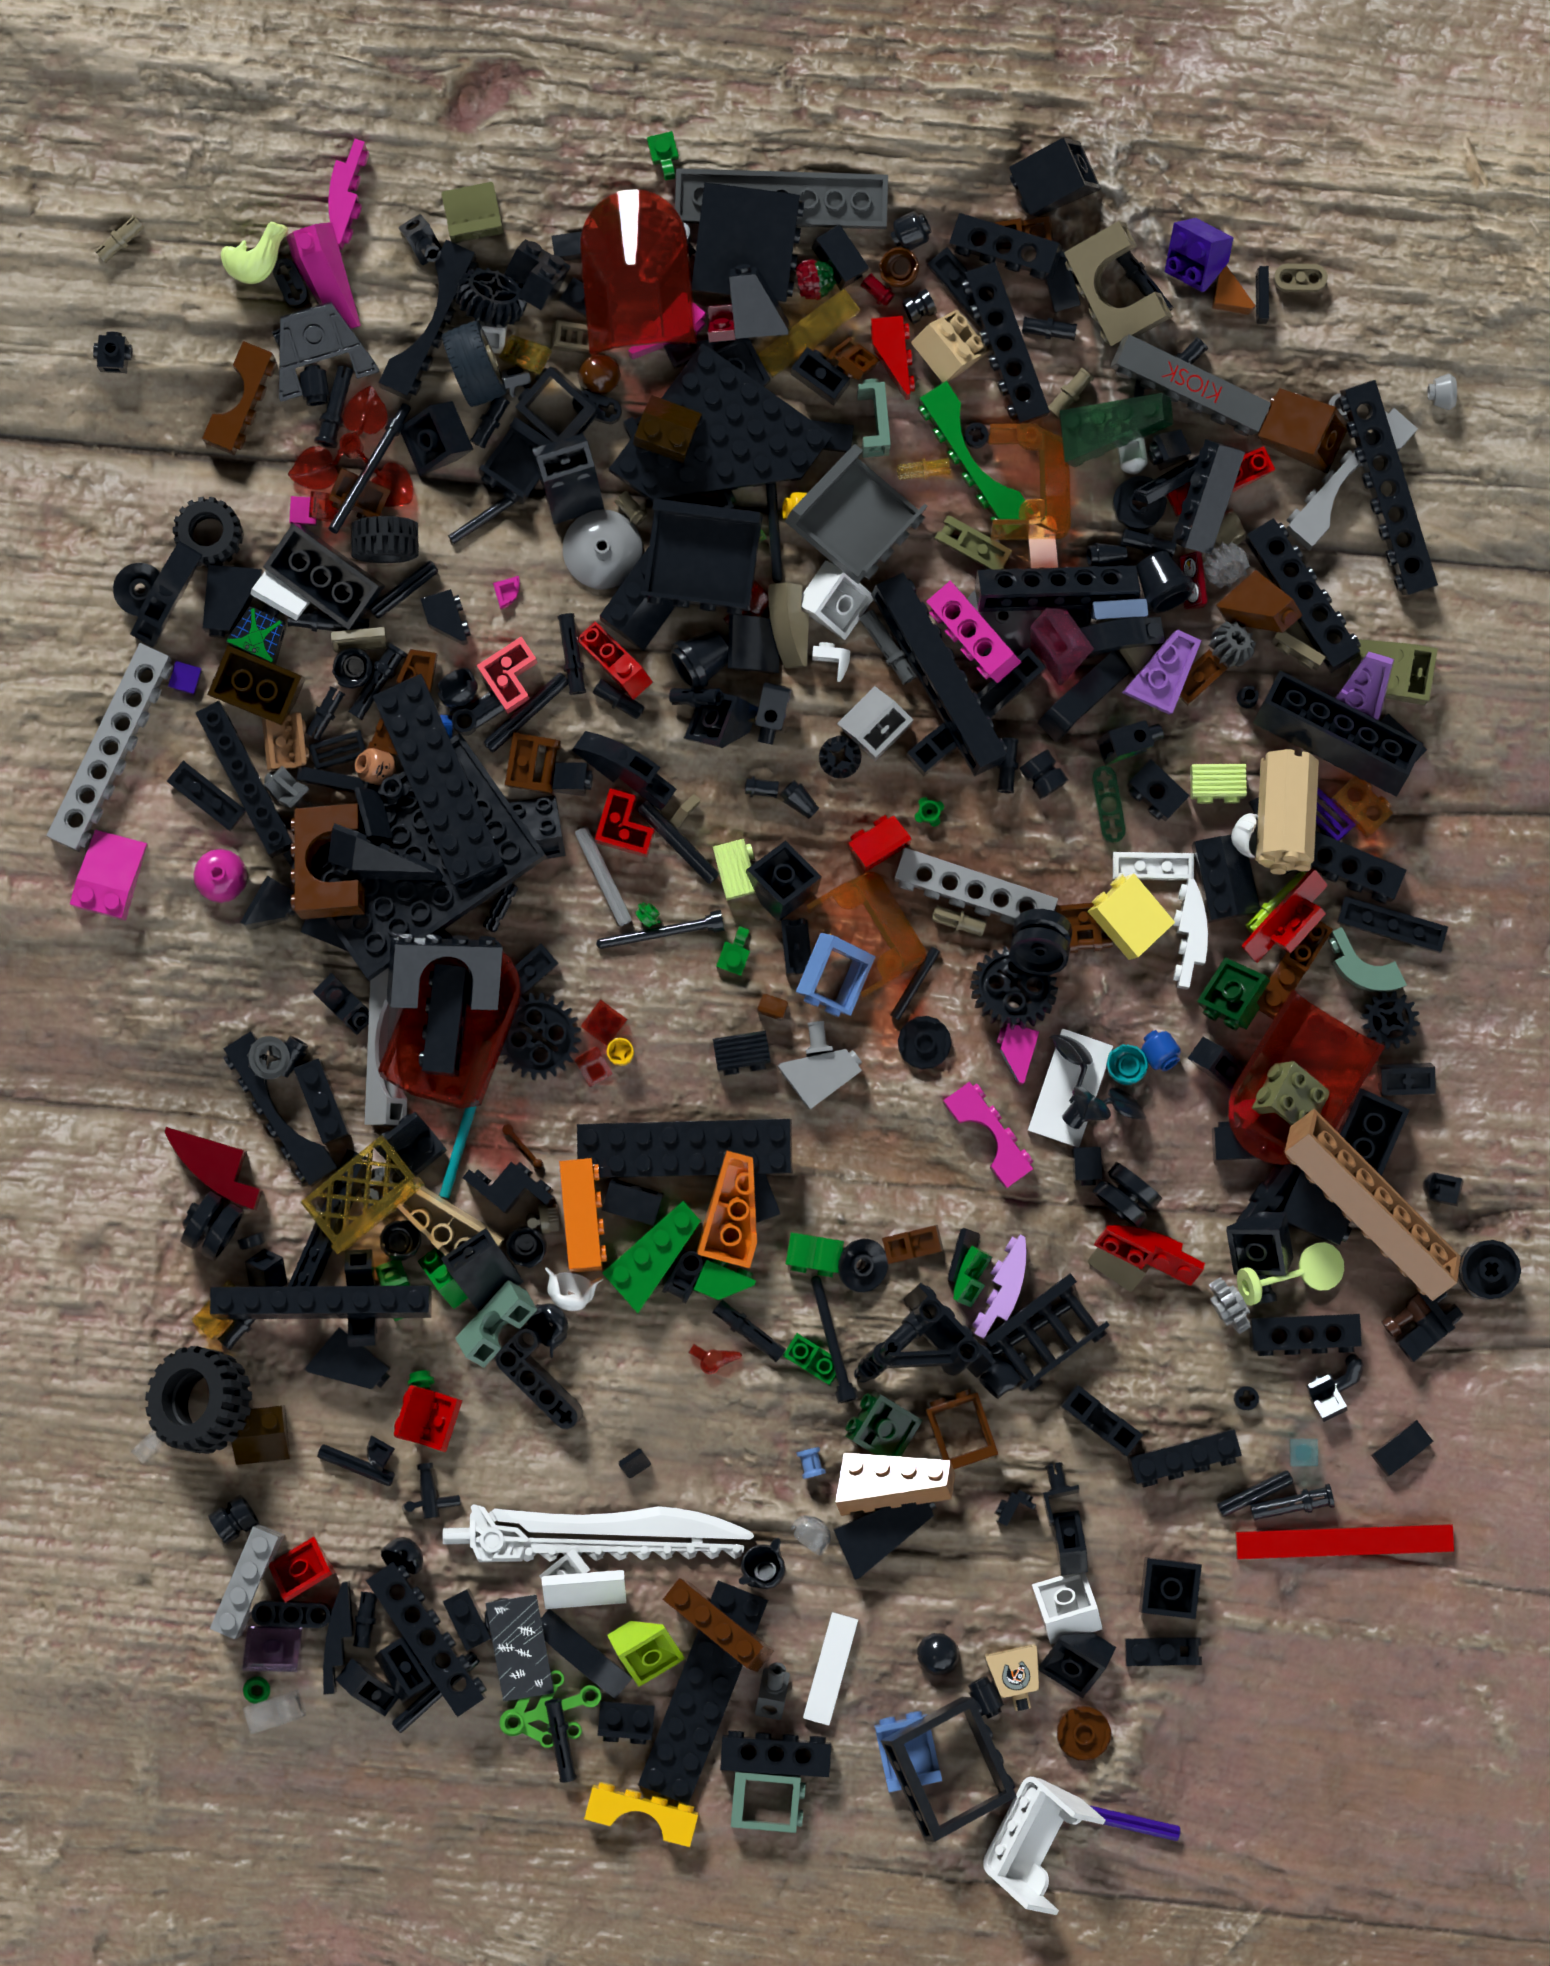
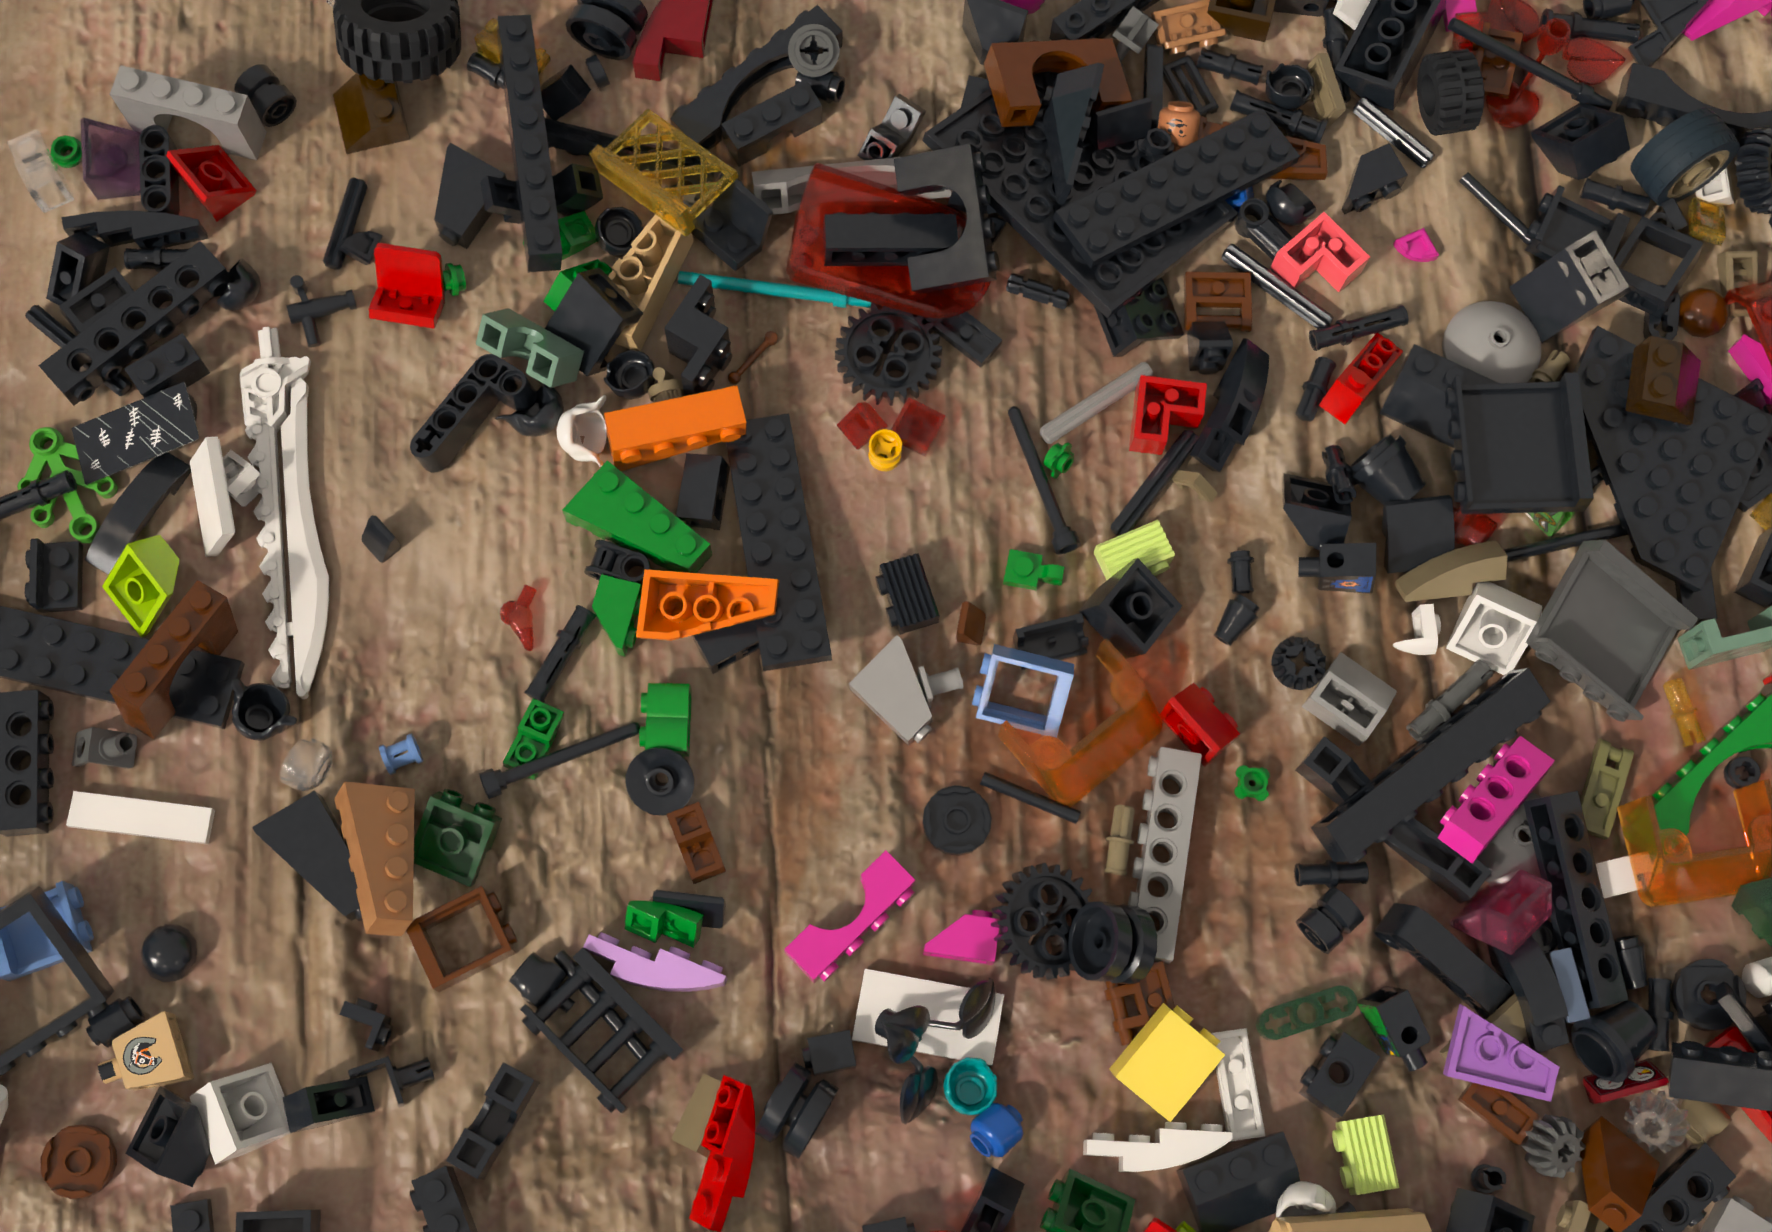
camera: 80 degrees right, 10 degrees down
(937, 1323) = (584, 887): black plate -> none

